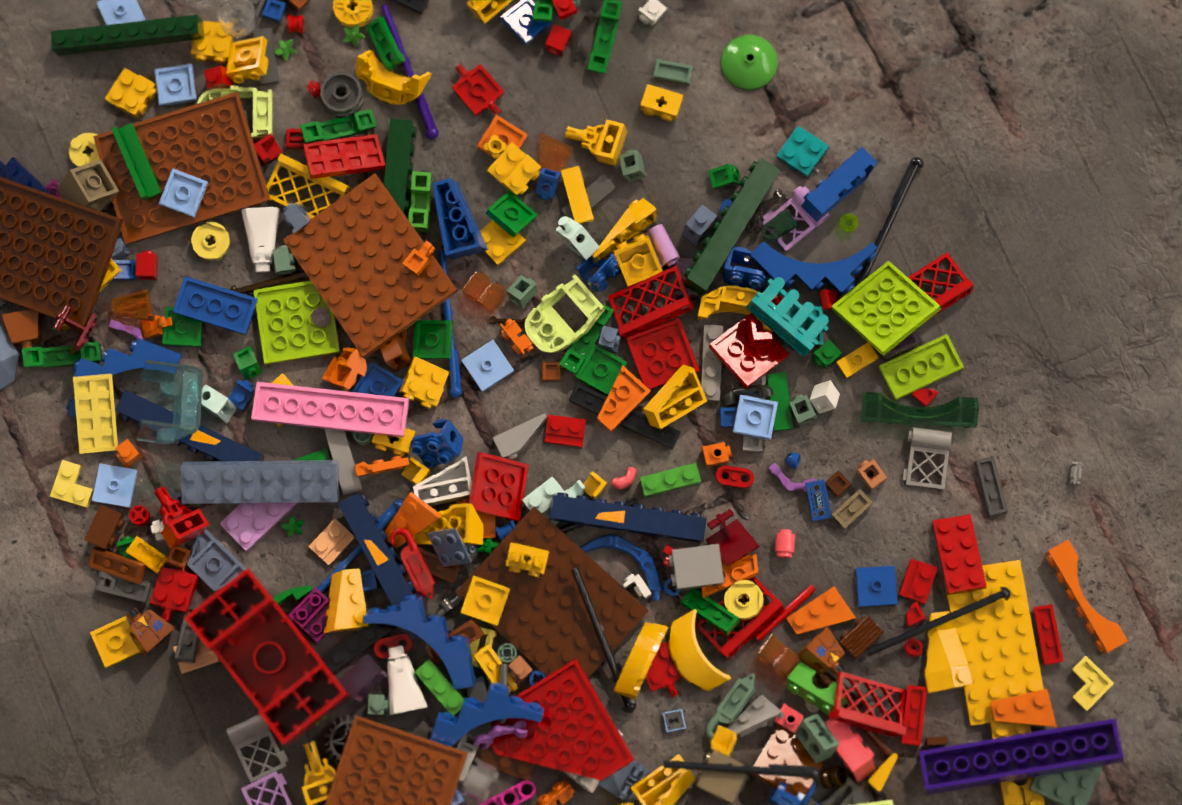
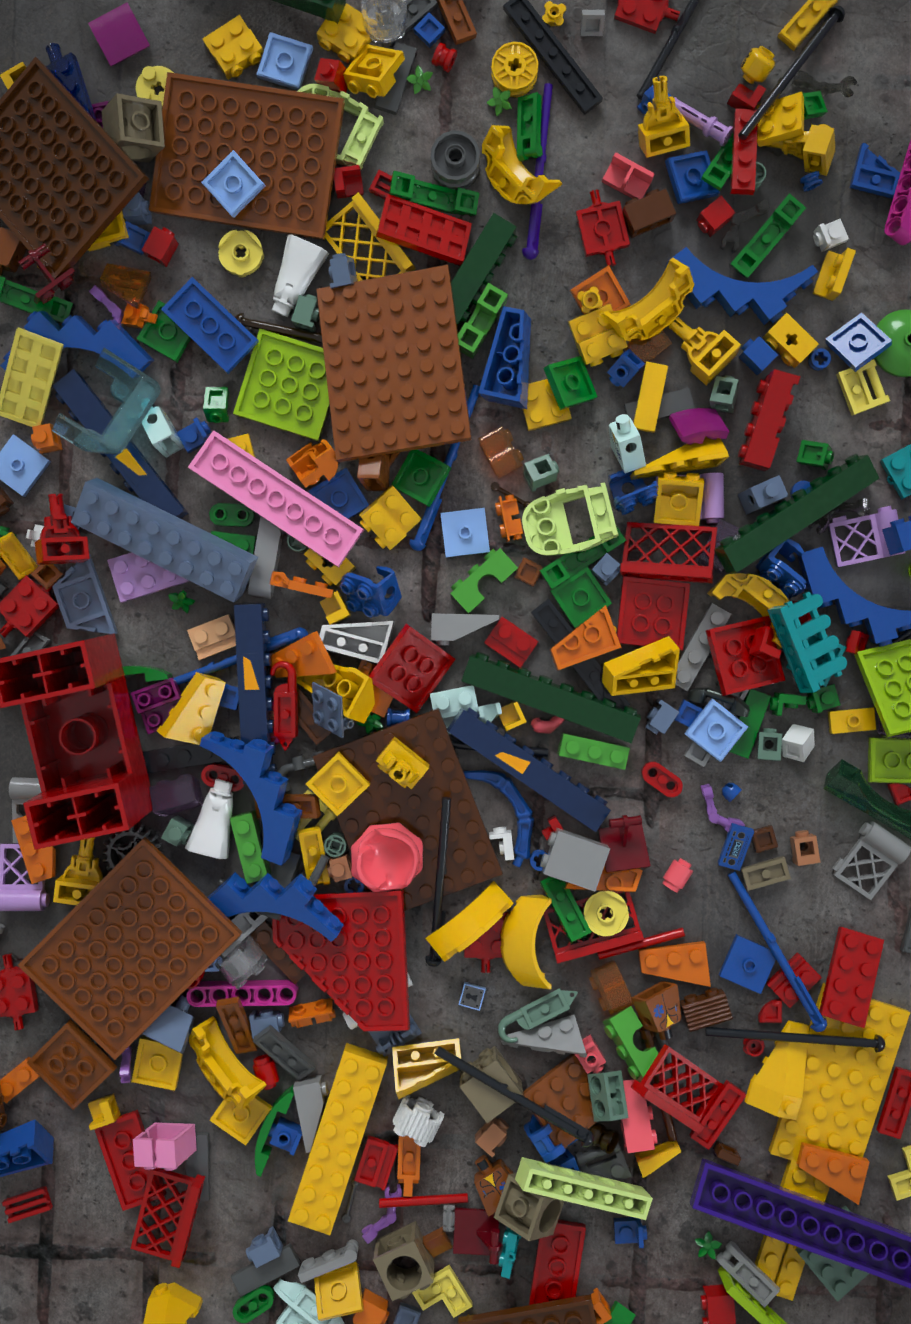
camera: 20 degrees right, 10 degrees up
(39, 126) = (119, 34): none -> magenta slope
(137, 161) = (198, 123): green fence -> none
(137, 513) = (24, 507): red wheel -> none
(271, 770) = (39, 862): none -> orange wing
(301, 443) = (231, 515): none -> green plate
(314, 88) = (428, 139): red plate -> none
(321, 317) = (315, 394): tile -> none
(418, 260) = (445, 385): orange plate -> none
(478, 44) = (628, 177): none -> coral panel
(498, 730) = (285, 925): medium lavender piece -> none
(506, 62) = (648, 212): none -> reddish brown brick
(524, 378) = (496, 565): none -> bright green arch
(548, 129) = (657, 308): none -> yellow windscreen
(551, 639) = (386, 857): none -> coral piece
(604, 90) = (736, 296): none -> blue arch
(616, 456) = (551, 697): none -> dark green brick
(620, 198) = (696, 423): none -> magenta slope
(642, 125) = (757, 355): none -> blue brick
(668, 39) = (833, 274): none -> yellow bracket
(672, 72) = (818, 313): sand green tile -> none
(674, 169) = (767, 419): none -> red wedge
(692, 99) = (814, 364): none -> blue bush
(709, 430) = (661, 717): none -> sand blue brick
(712, 79) = (858, 342): none -> plate
(712, 460) = (647, 742): orange brick -> none
(723, 740) = (511, 1050): yellow panel -> none
(730, 114) = (857, 391): none -> light yellow plate
(781, 224) = (848, 538): clear green piece -> none
(802, 367) = (790, 701): none -> green bracket
(951, 600) = (819, 1024): none -> blue bar

